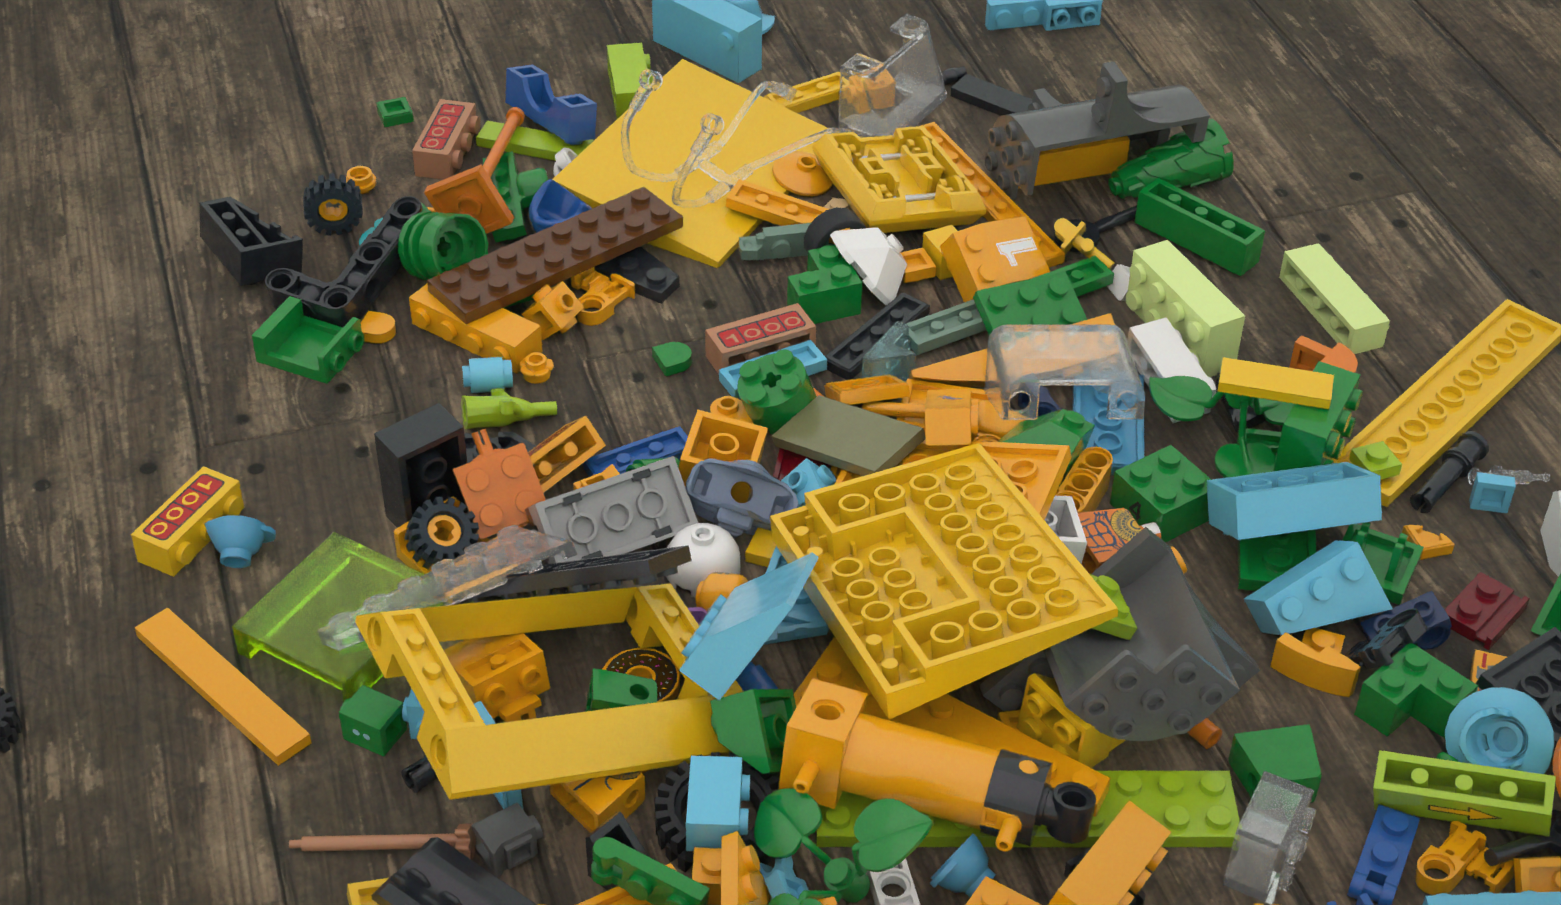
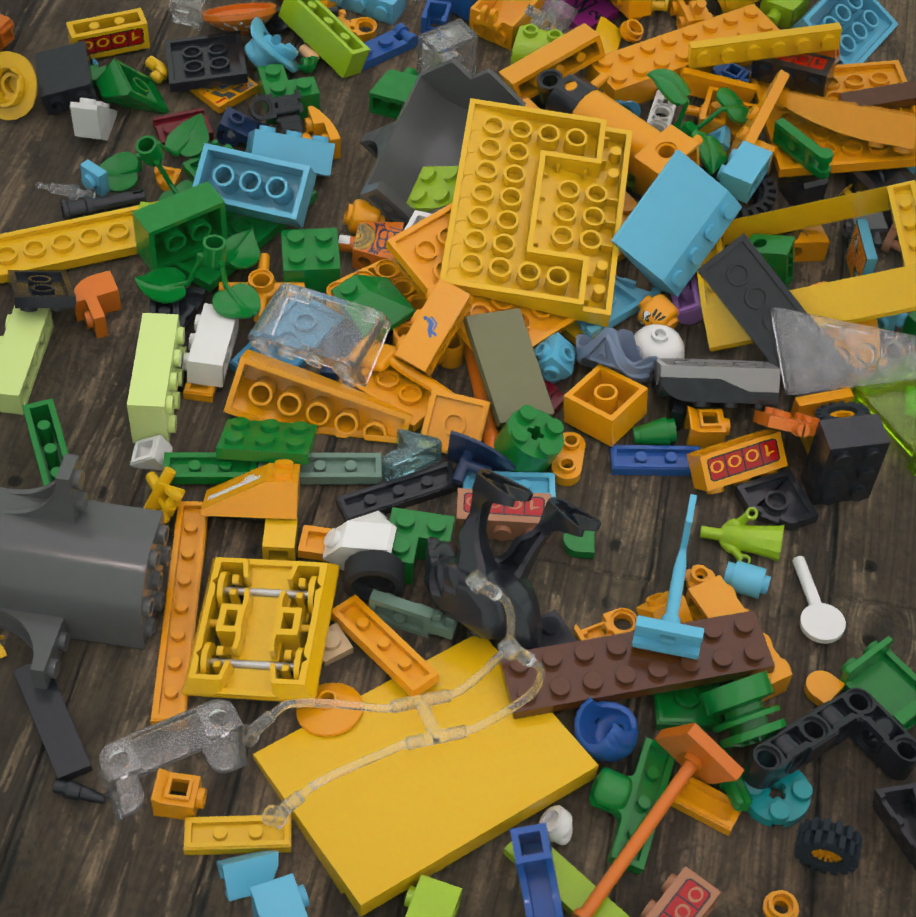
camera: 155 degrees left, 10 degrees up
(400, 374) = (818, 620): none -> white piece
(538, 244) = (668, 633): none -> medium azure piece
(729, 245) = (449, 566): none -> black animal
(788, 70) = (247, 871): none -> medium azure brick
(827, 356) = (473, 456): none -> dark blue shield
(1192, 442) = (263, 282): none -> light orange bar
(1276, 383) = (203, 220): yellow tile -> none
(1382, 339) = (41, 290): none -> black plate
(1446, 499) = (184, 140): none -> green plant

